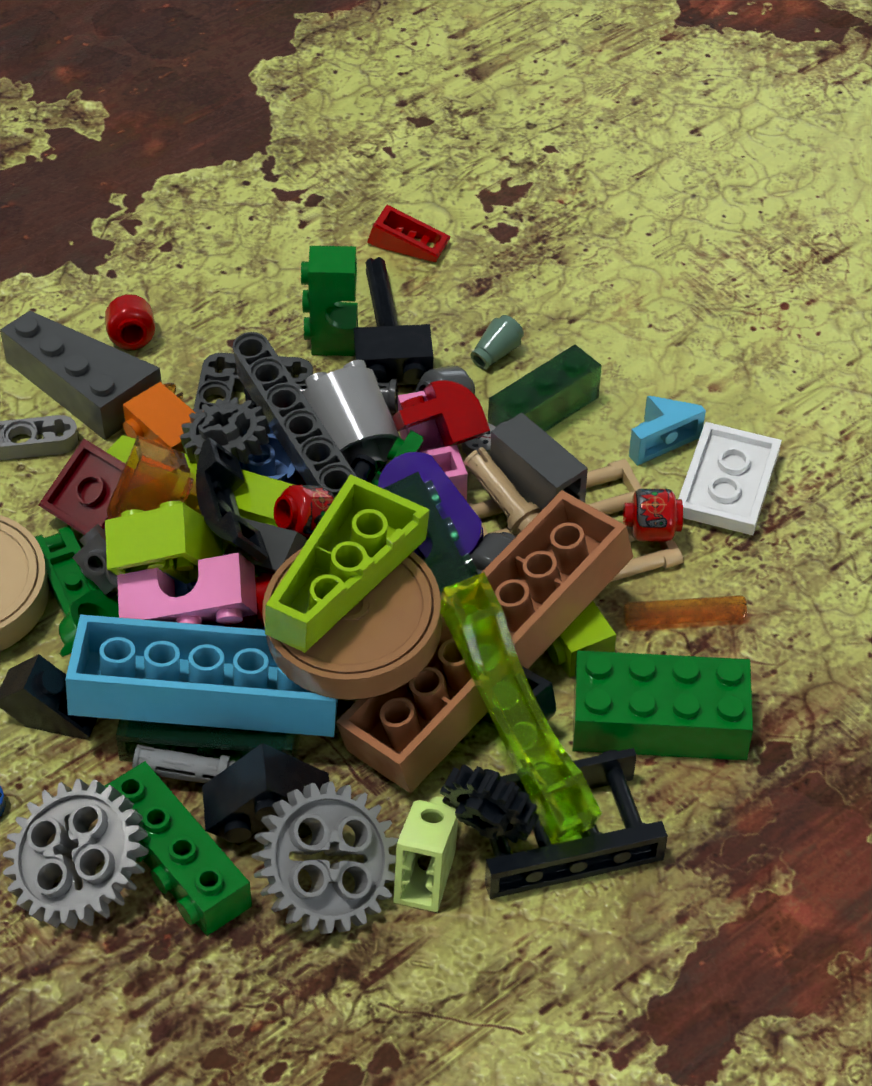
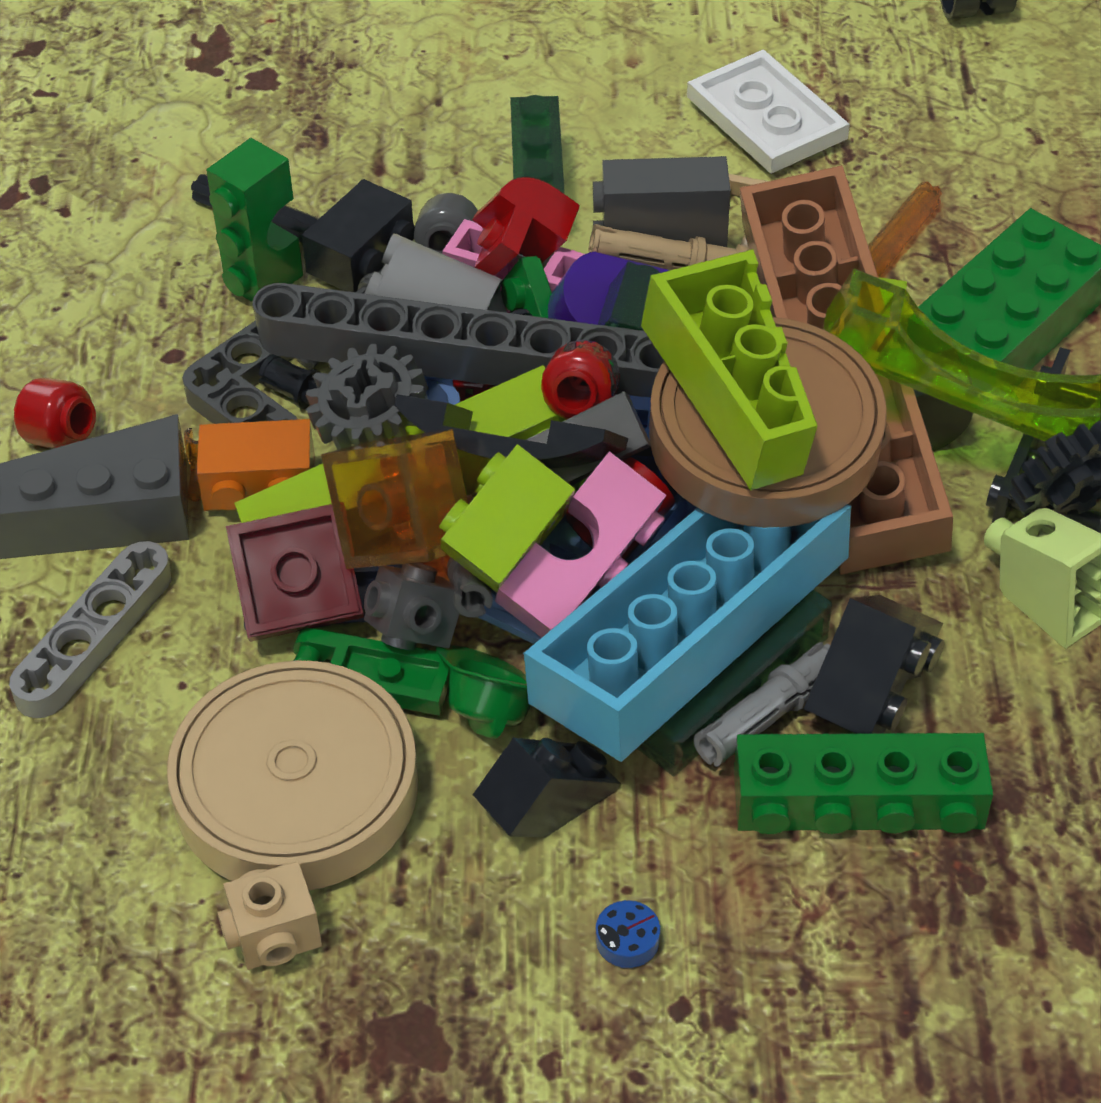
camera: 50 degrees left, 0 degrees up
(75, 854) = (782, 922): light grey gear -> none
(327, 899) = (1035, 680): light grey gear -> none
(397, 231) = (186, 143): red slope -> none
(498, 340) = (418, 158): sand green cone -> none
(654, 515) = (775, 161): red head -> none
(665, 427) = (659, 110): medium azure slope -> none

